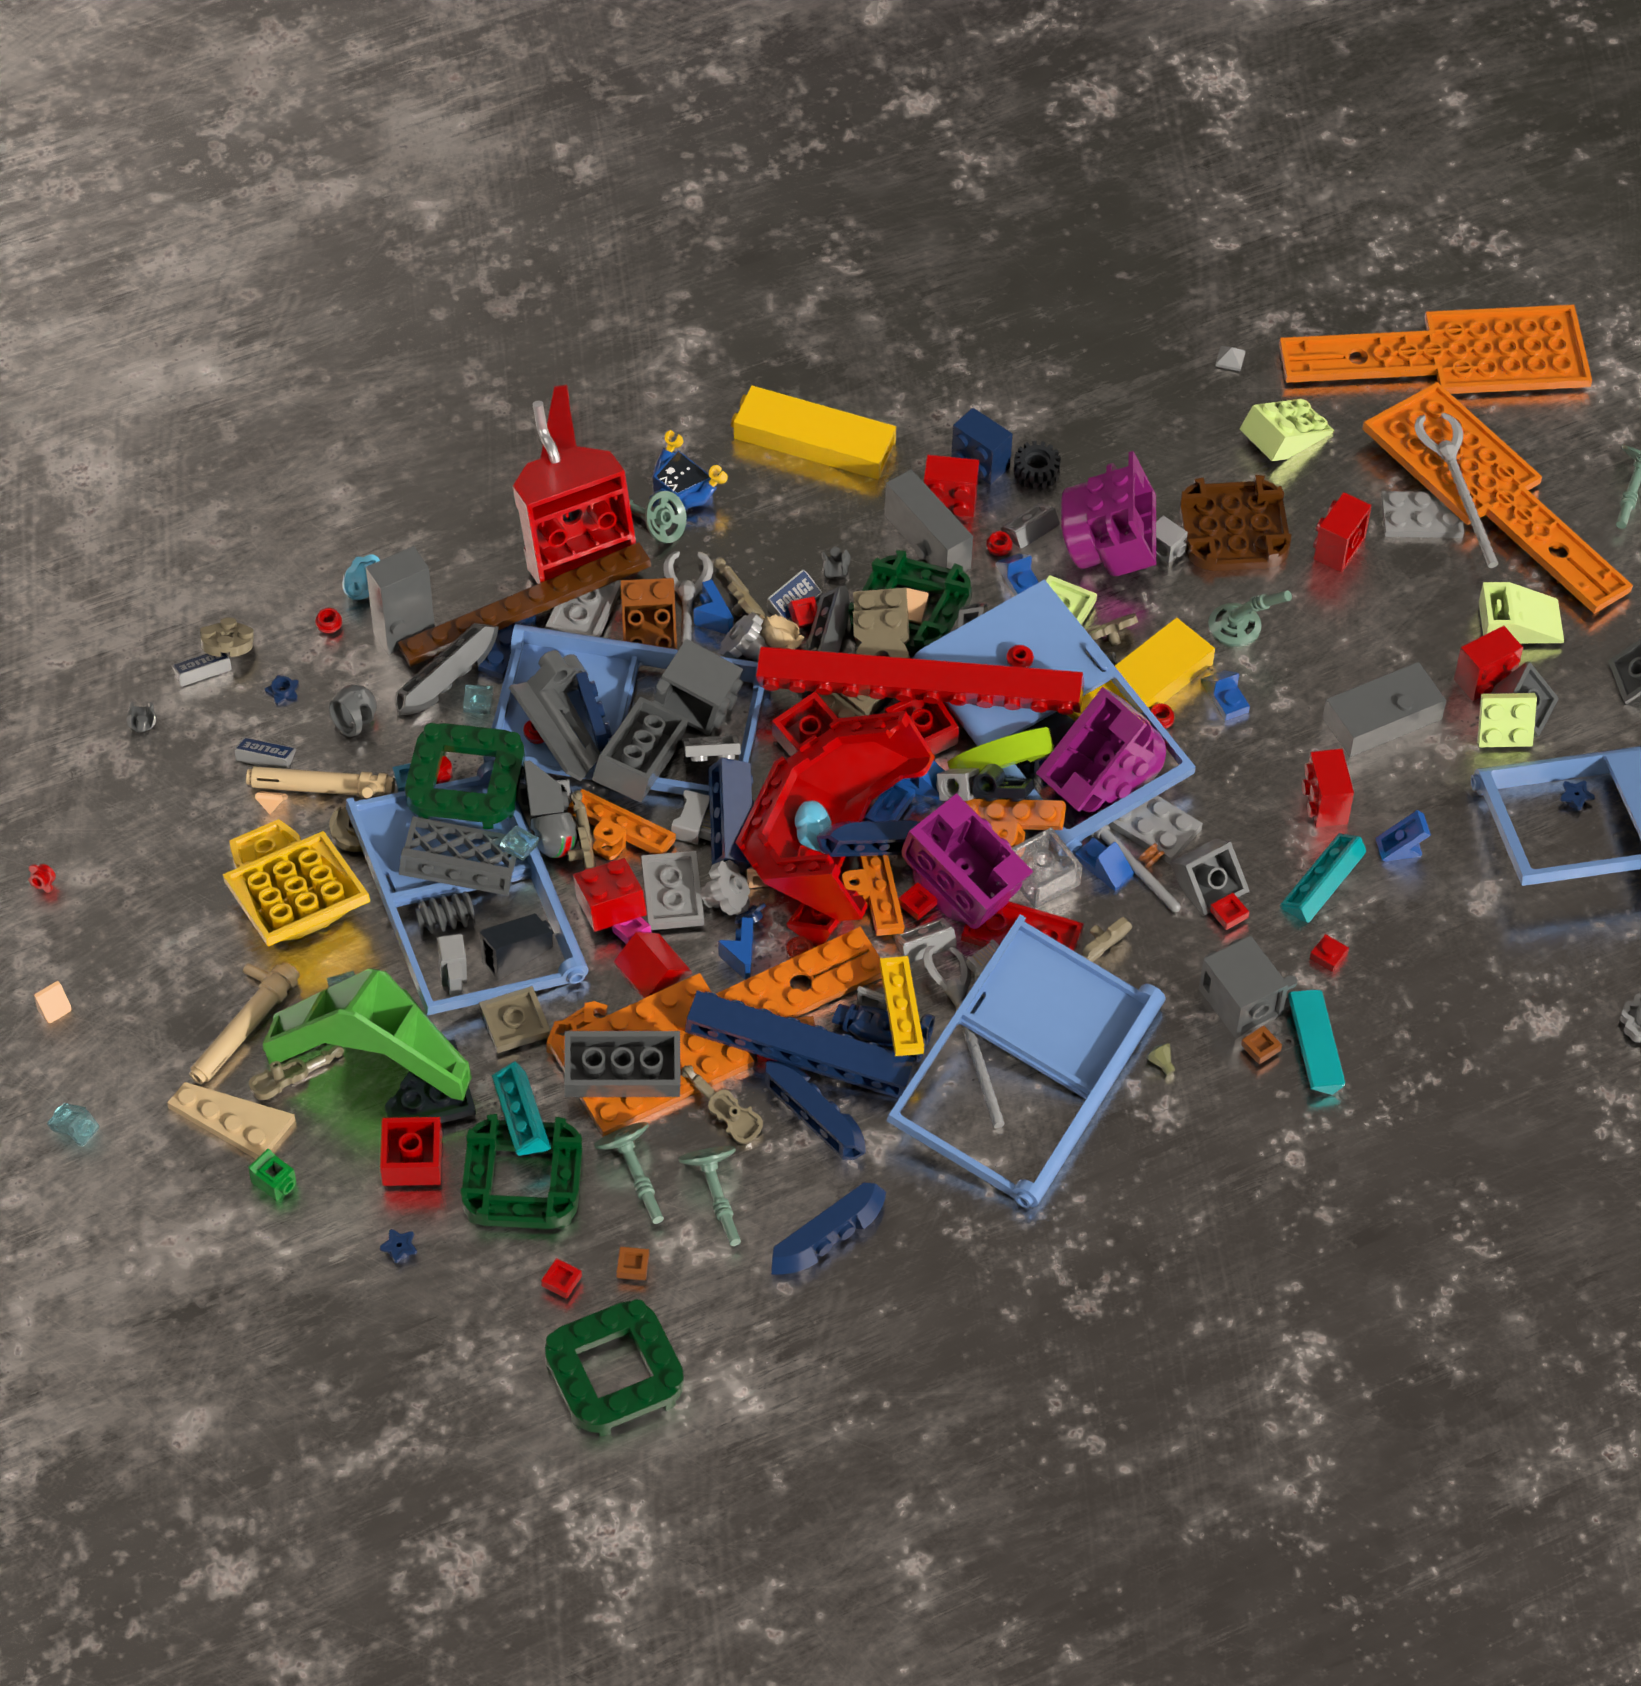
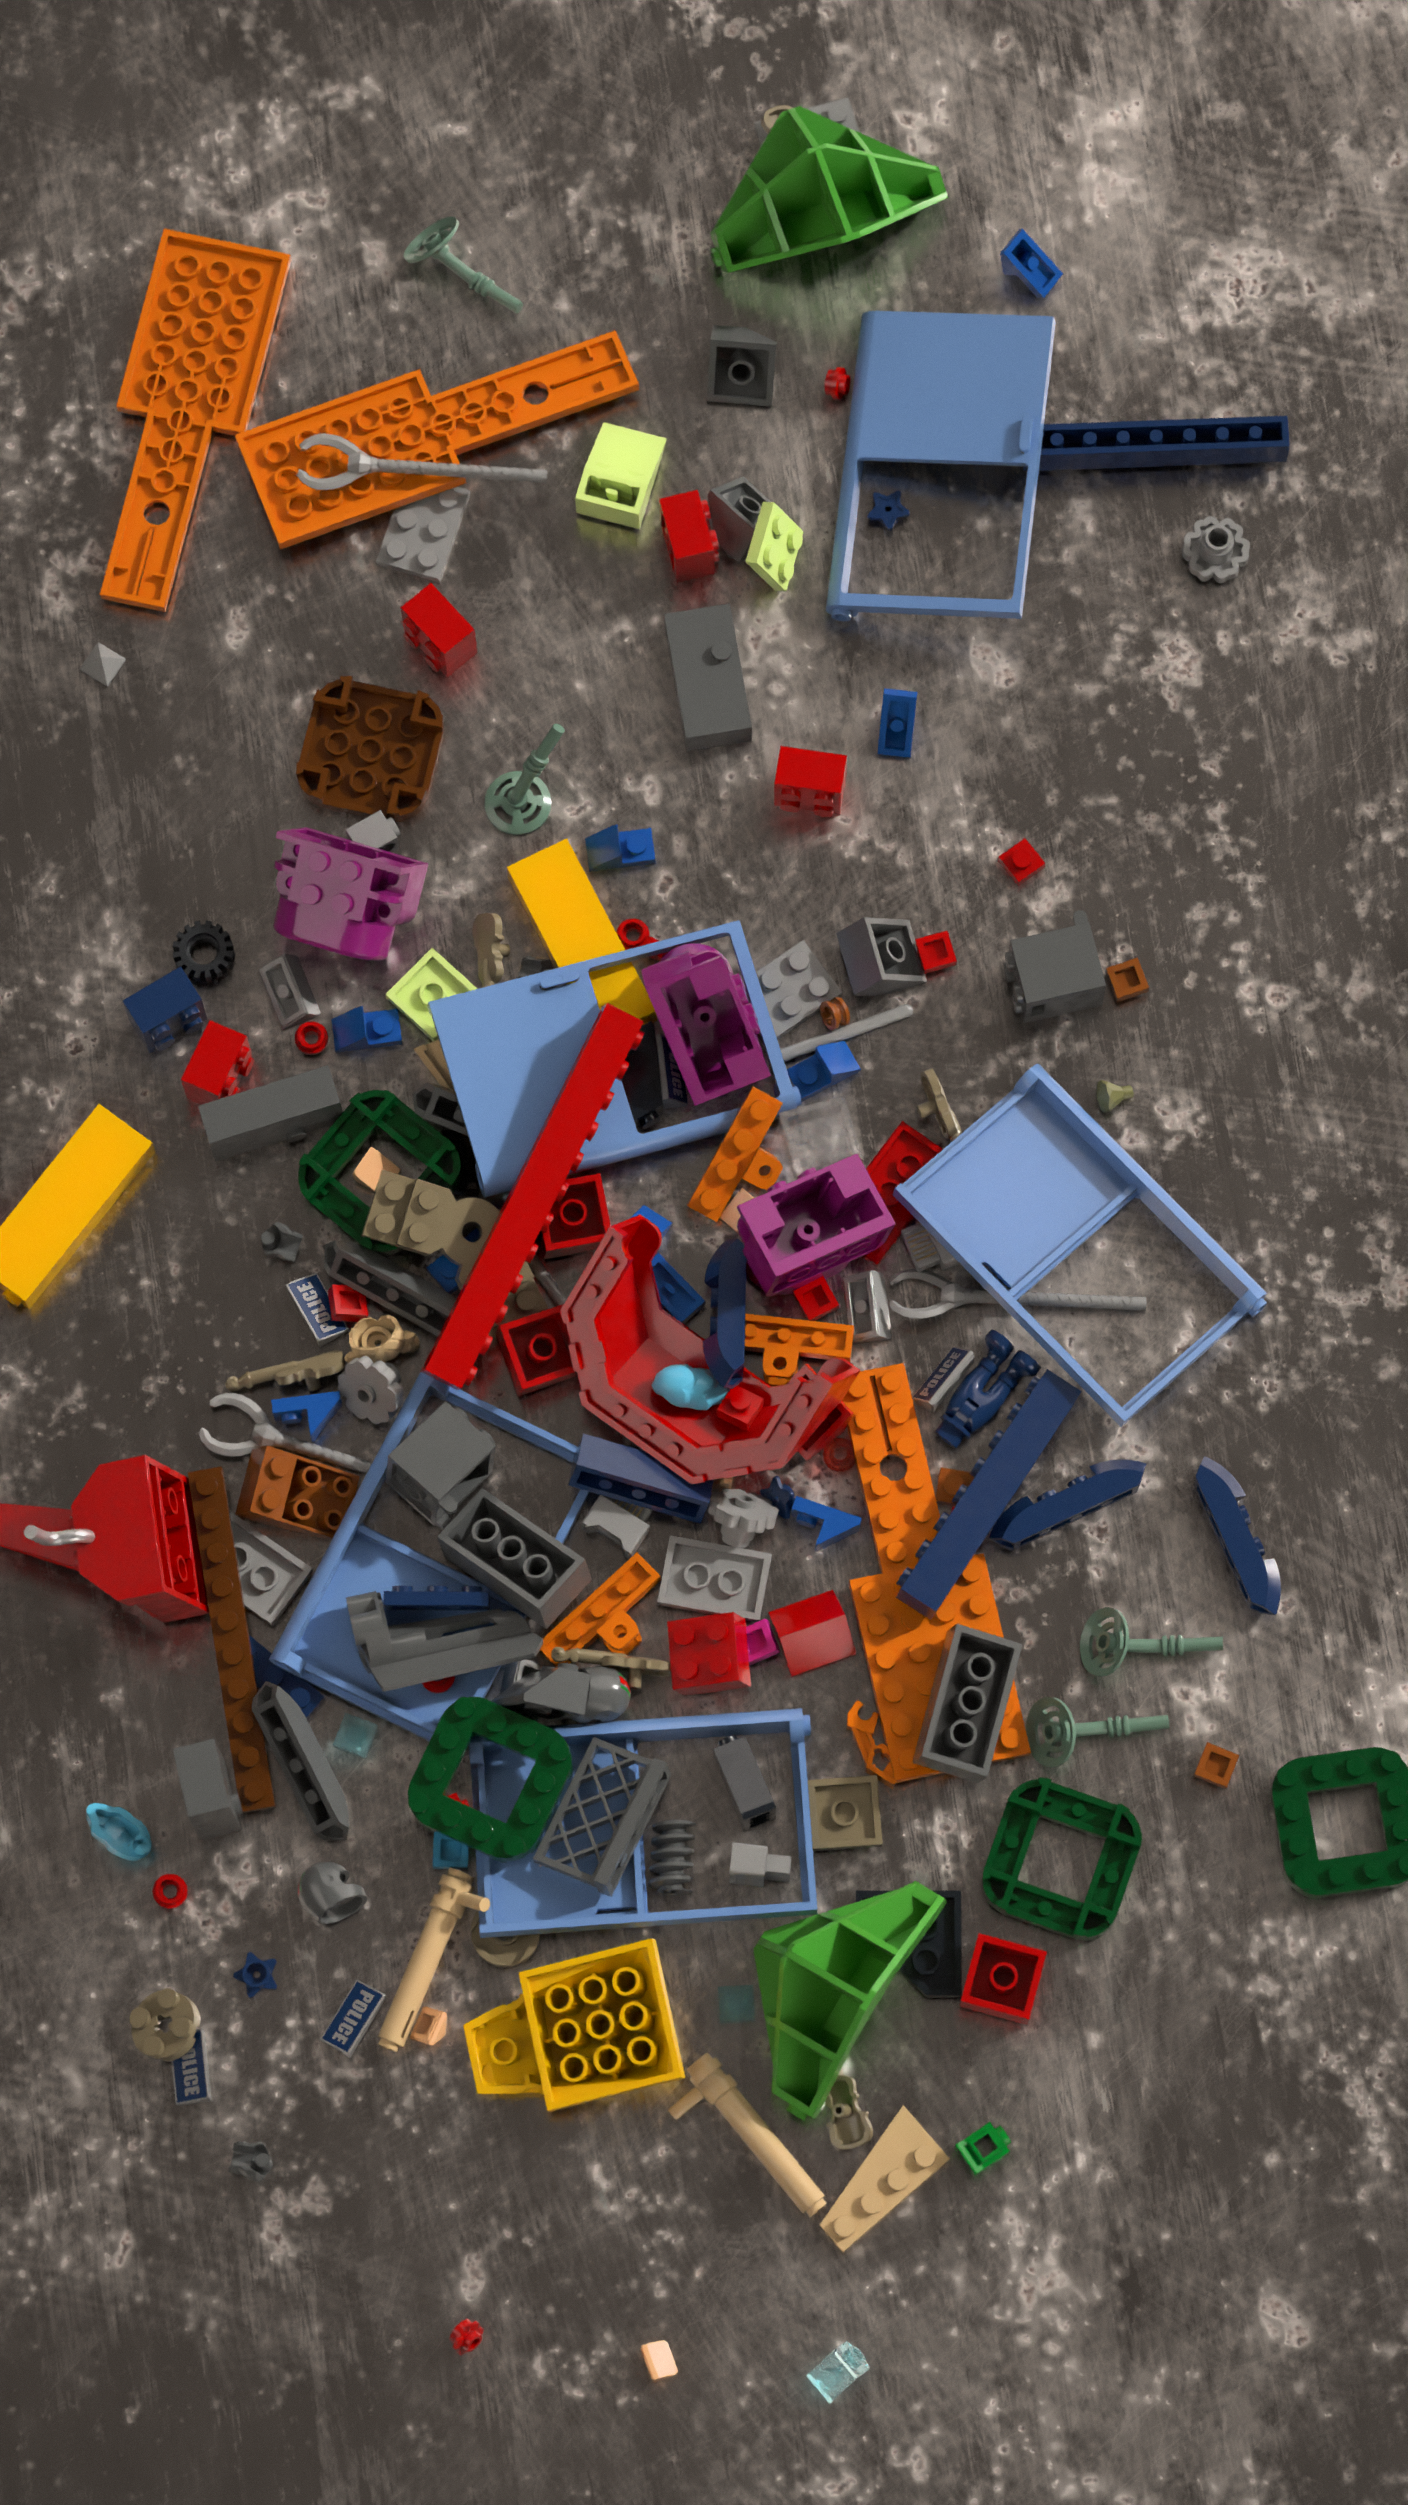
camera: 70 degrees left, 20 degrees up
(402, 1252) = (1114, 2035): dark blue plate -> none
(519, 843) = (613, 1740): clear light blue plate -> none
(520, 1110) = (980, 1839): teal slope -> none
(561, 1278) = (1213, 1851): red plate -> none
(662, 518) = (140, 1439): sand green dish -> none
(683, 477) = (91, 1394): torso -> none
(722, 746) = (536, 1471): light grey plate -> none
(742, 1123) = (1063, 1591): dark tan piece -> none
(901, 1006) = (979, 1361): yellow plate -> none
(947, 787) = (673, 1200): light grey brick -> none
(1006, 751) = (656, 1139): lime slope -> none
(1013, 788) = (701, 1155): black plate -> none
(1022, 650) = (532, 1077): red plate -> none
(1284, 428) = (243, 637): yellowish green slope -> none
(1317, 1041) = (1144, 917): teal slope -> none
(1324, 877) = (914, 830): teal slope -> none

